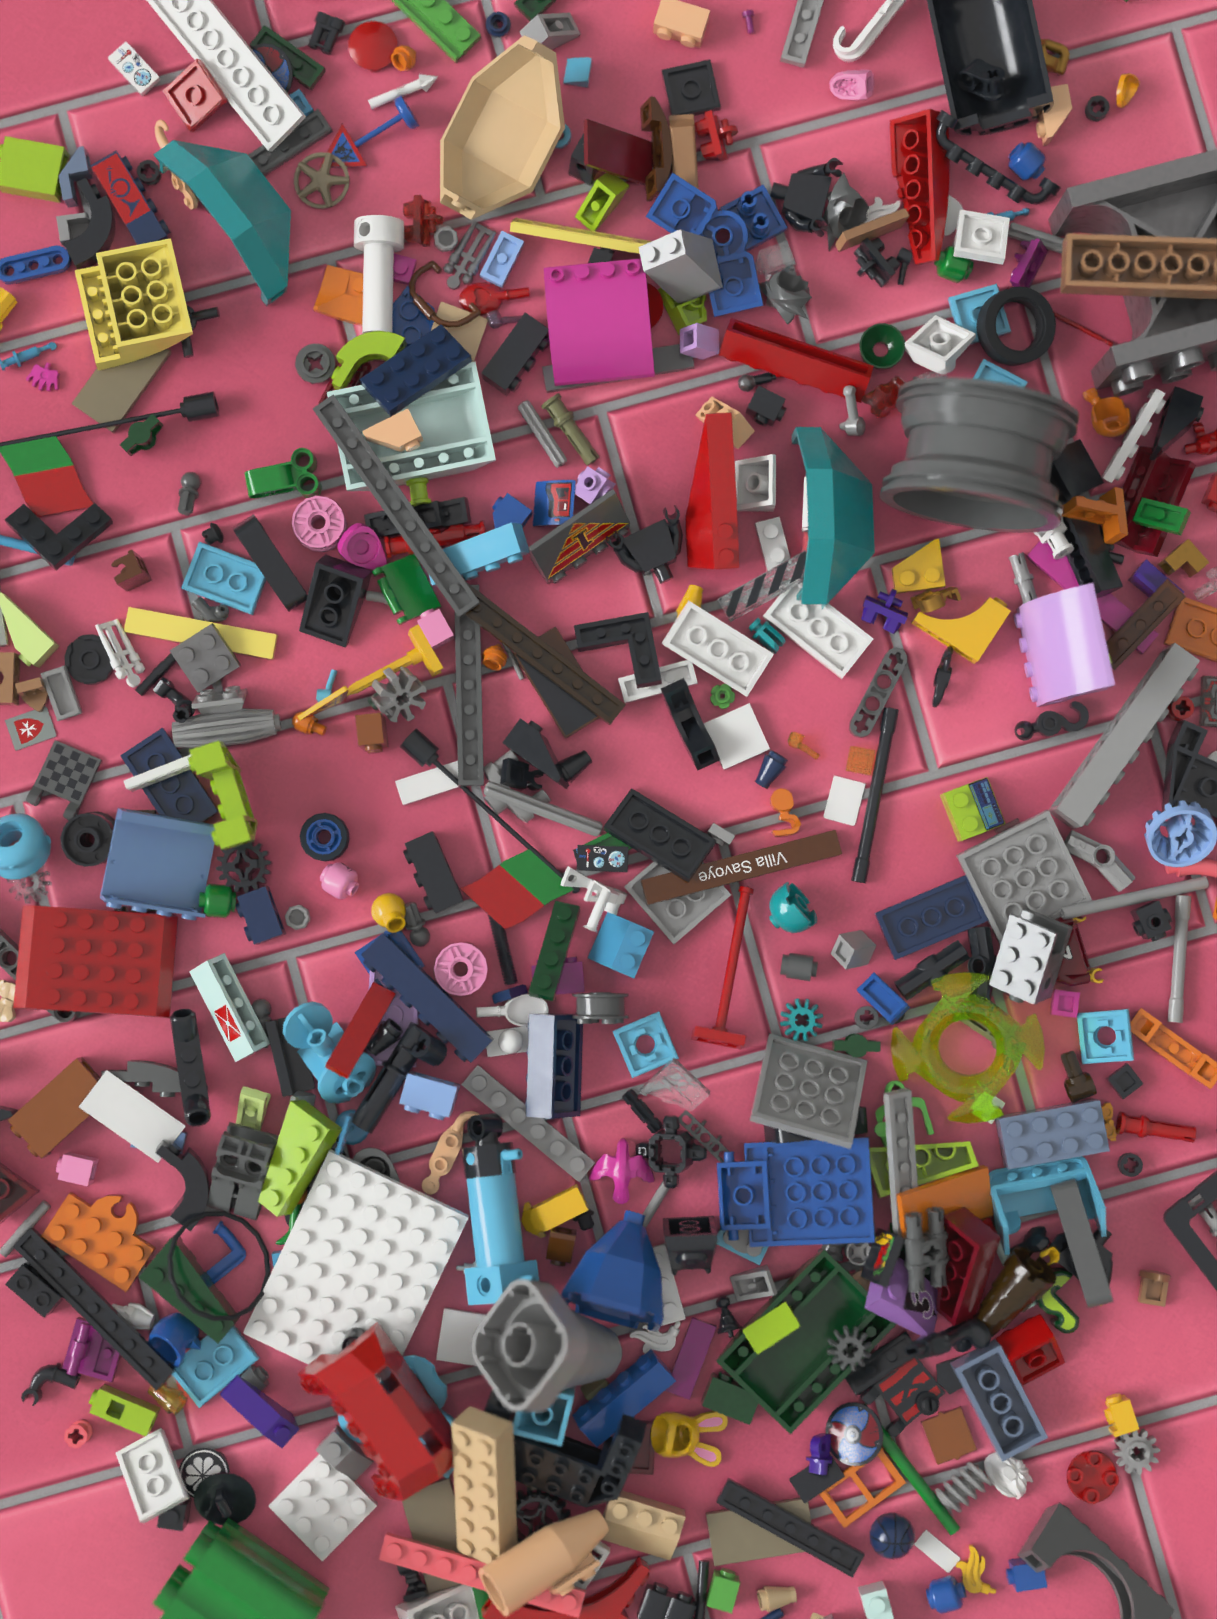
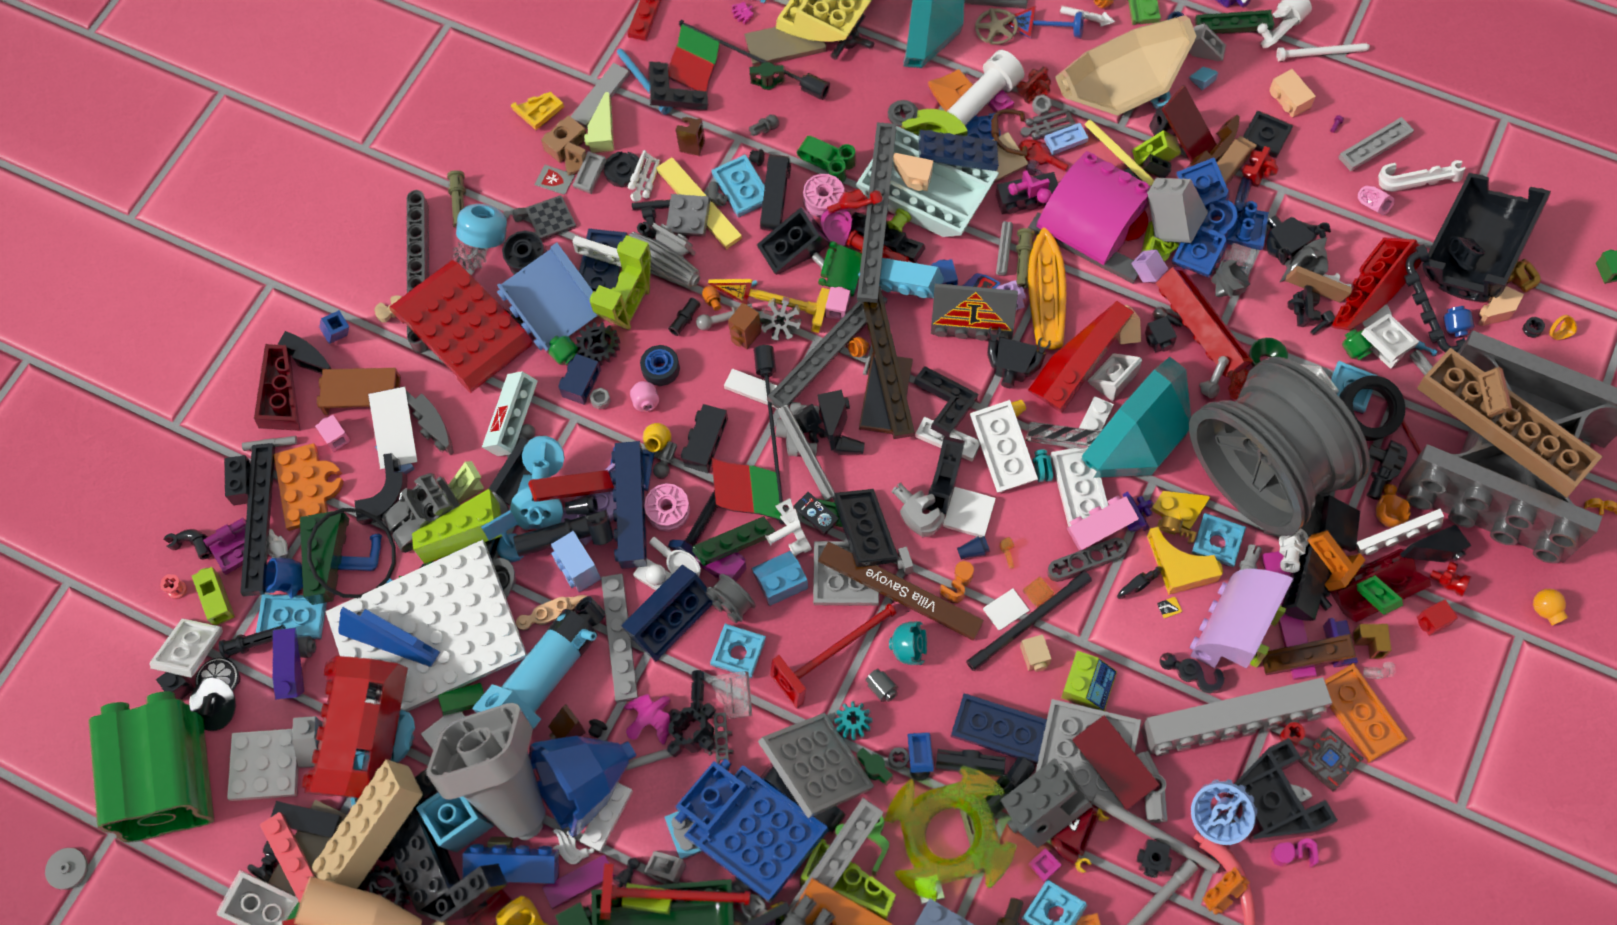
camera: 45 degrees right, 20 degrees down
(169, 1398) = (244, 612): clear yellow cone -> none
(190, 1067) = (445, 434): black plate -> none
(198, 1424) = (243, 643): none -> black pin
(300, 767) = (684, 316): none -> black pin
(325, 755) = (704, 321): none -> light grey pin
(326, 1308) = (385, 636): none -> blue wedge
(359, 514) = (854, 200): none -> red piece
(412, 1516) = (308, 820): none -> black tile
(444, 1299) = (460, 699): none -> green tile
(521, 349) = (1033, 187): none -> dark pink piece
(553, 1211) = (585, 703): yellow piece -> none
(617, 219) = (1157, 166): none -> black piece
(622, 447) = (1047, 290): none -> light orange piece
(689, 779) = (911, 512): none -> light grey piece
(690, 1242) = (645, 798): black piece -> none
(722, 702) = (981, 486): bright green plate -> none
(725, 185) = (1243, 193): none -> dark blue axle
(740, 1353) = (611, 891): none -> red tile
(853, 949) = (928, 705): light grey panel -> none
(868, 651) = (1102, 522): none -> bright pink brick
(907, 822) = (1036, 653): none -> tan brick
(984, 675) = (1169, 607): none -> sticker
(987, 559) = (1231, 533): none -> medium azure piece
(1028, 263) = (1410, 380): magenta plate -> none
(1056, 866) = (1115, 762): none -> dark red piece
(1073, 369) = (1390, 466): none -> black pin
(1142, 253) = (1495, 392): none -> medium nougat plate

